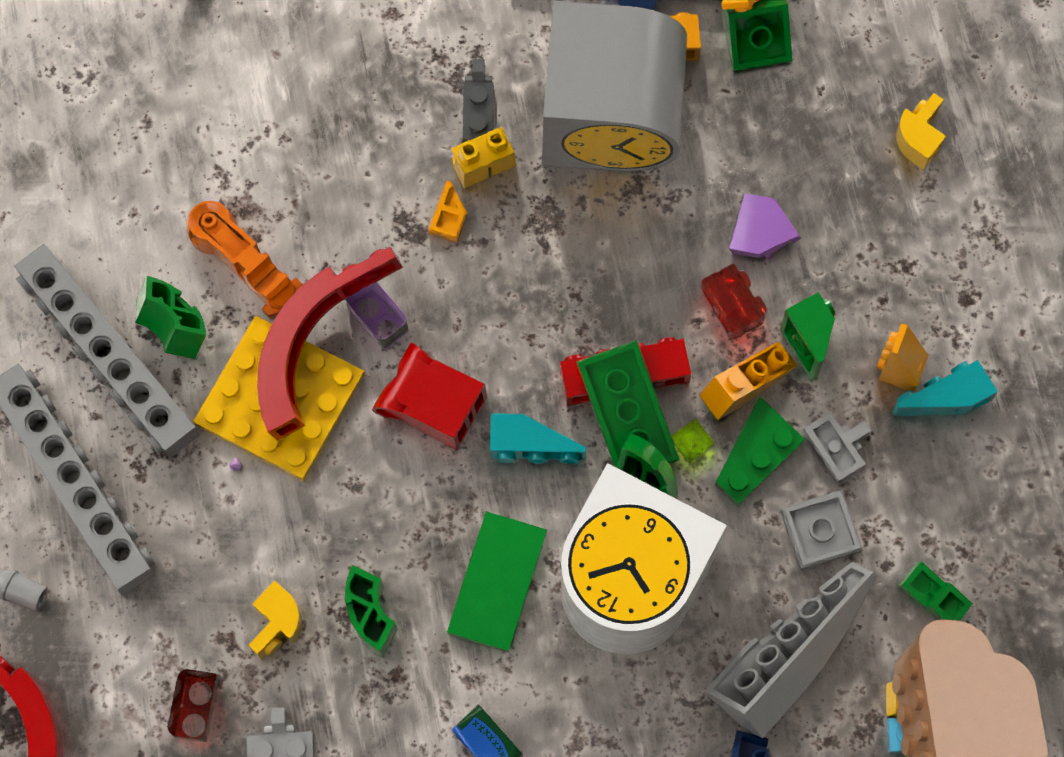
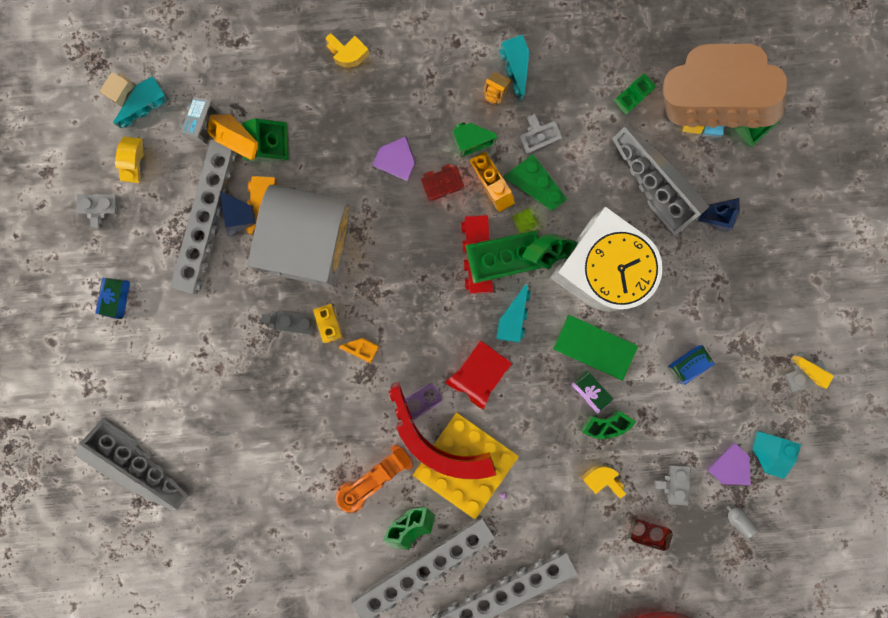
camera: 90 degrees left, 15 degrees up
(422, 581) = (592, 391): none -> dark green piece
(821, 529) = (587, 153): light grey tile -> none

